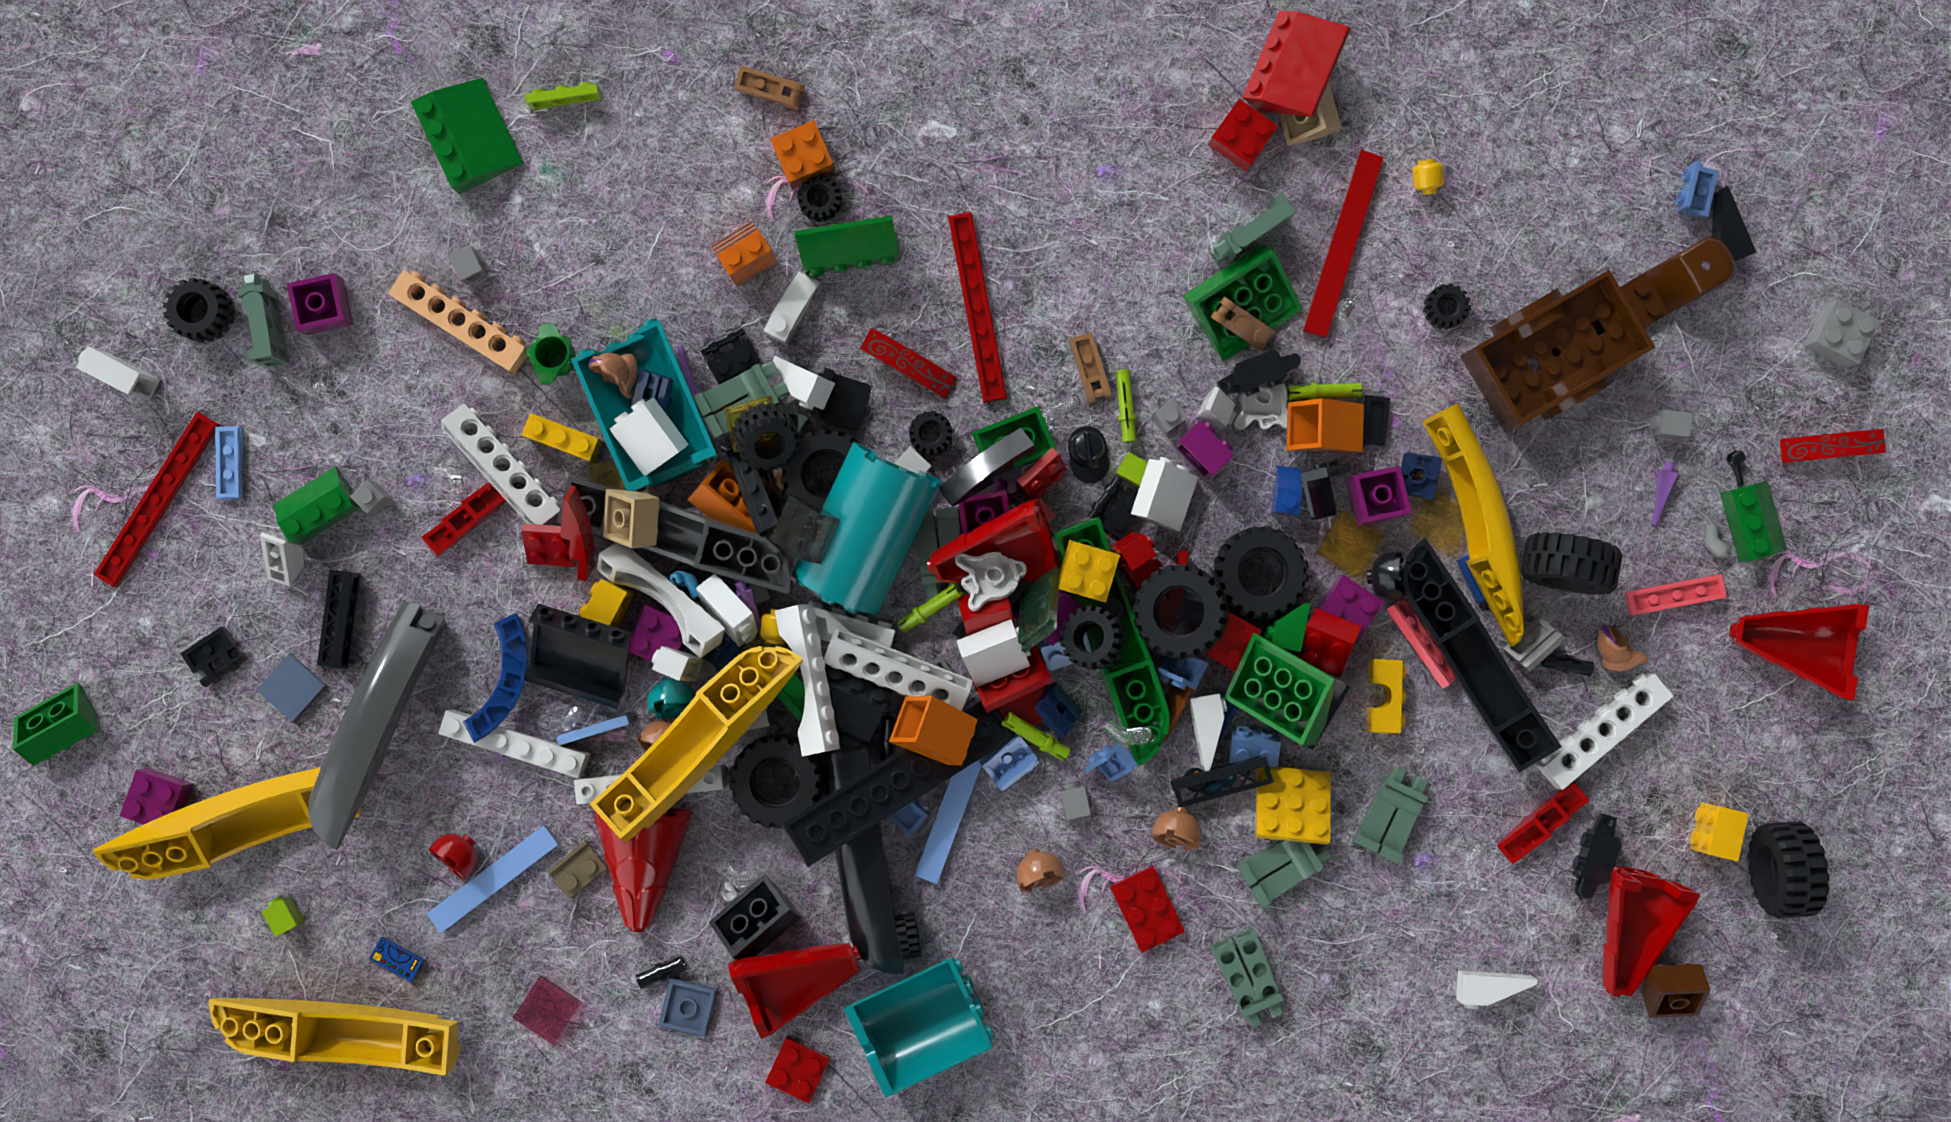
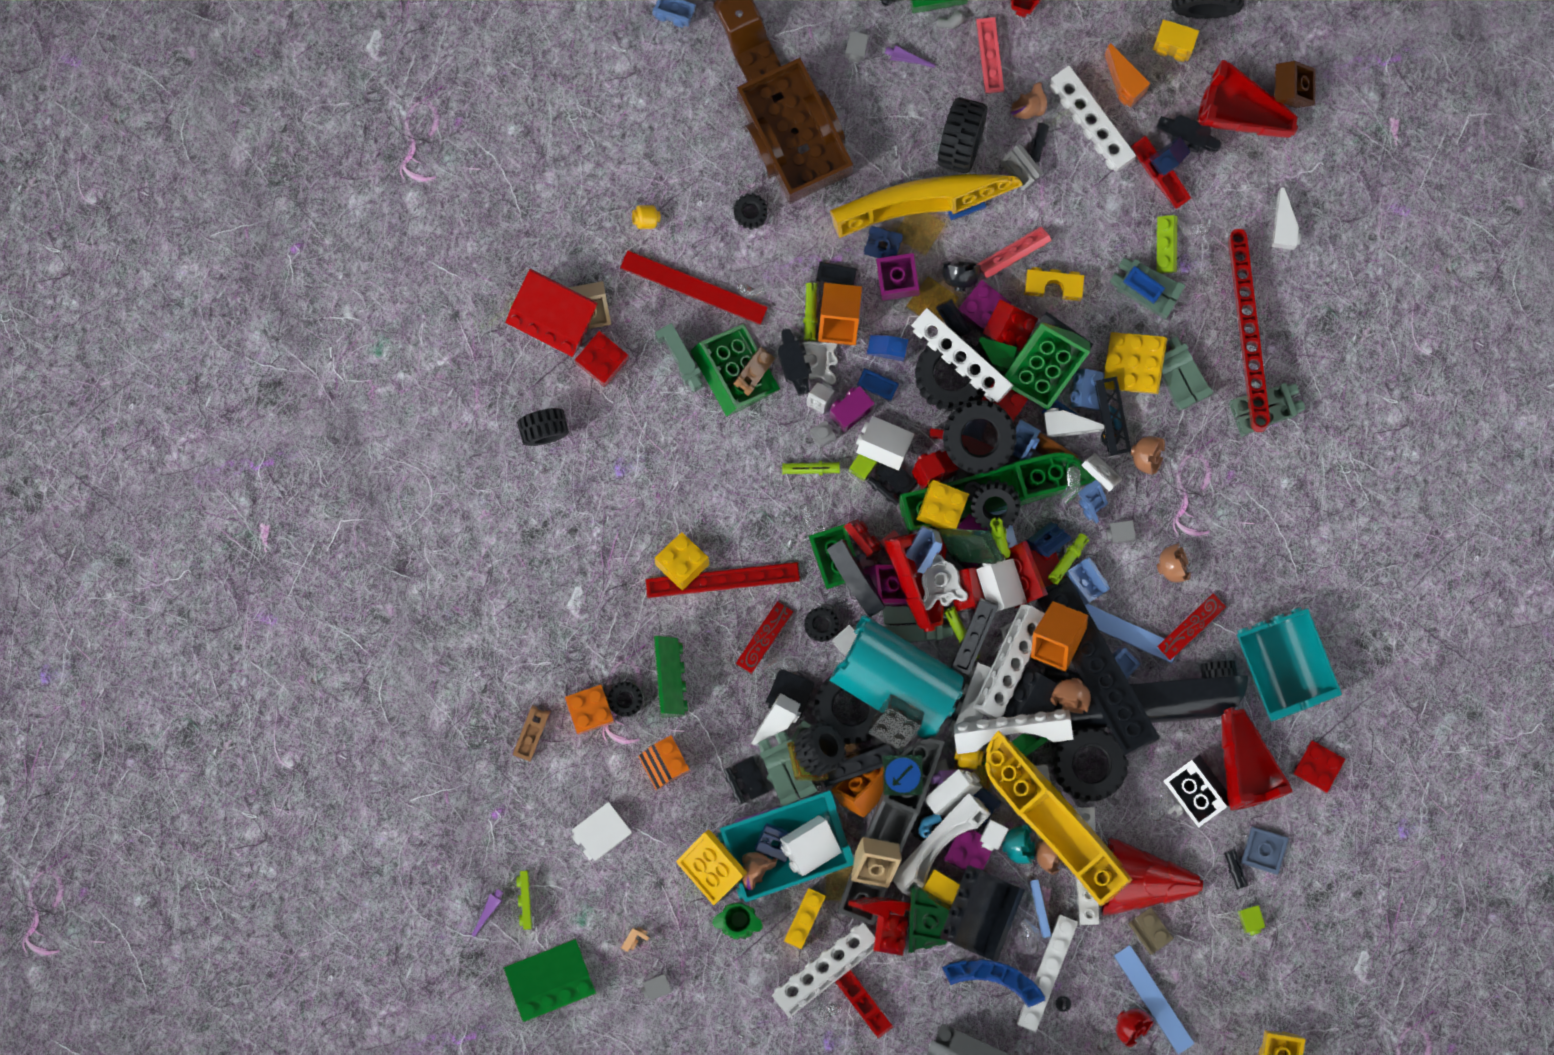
camera: 85 degrees left, 5 degrees down
(405, 291) = (677, 1040): light nougat brick -> none
(479, 761) = (1059, 1003): none -> black hinge
(523, 228) = (631, 941): none -> light nougat bracket
(547, 1009) = (1260, 963): clear pink tile -> none
(556, 56) = (492, 903): none -> medium lavender piece
(567, 587) = (926, 920): none -> dark green wing
(598, 996) = (1251, 920): none -> lime brick
(615, 316) = (711, 867): none -> yellow plate
(653, 181) = (601, 832): none -> white brick
(738, 542) = (902, 775): none -> piece
(791, 308) = (712, 727): white slope -> none
(858, 751) = (1072, 695): none -> nougat cylinder
(926, 623) = (974, 636): none -> black plate
(961, 898) = (1191, 626): none -> red slope
(995, 252) = (682, 561): none -> yellow brick
(1032, 551) = (924, 548): none -> medium blue bracket
(1053, 645) = (999, 535): none -> lime pin
(1088, 454) = (846, 501): black piece -> none
(1089, 367) = (777, 494): medium nougat plate -> none
(1147, 908) = (1209, 483): red plate -> none
(1149, 771) = (1102, 472): none -> white tile
(1150, 66) = (543, 427): none -> black tyre
(1238, 482) = (877, 384): none -> blue tile
(1318, 488) = (889, 322): black bracket -> none
(1327, 536) = (927, 320): none -> white brick
(1331, 570) = (953, 318): none -> black tile
(1359, 951) = (1249, 338): none -> red beam
(1395, 810) = (1143, 284): none -> blue tile
(1450, 836) = (1167, 244): none -> lime plate
(1475, 659) = (1030, 214): black slope -> none
(1566, 833) = (1170, 156): none -> dark blue slope
(1662, 772) = (1126, 78): none -> orange slope

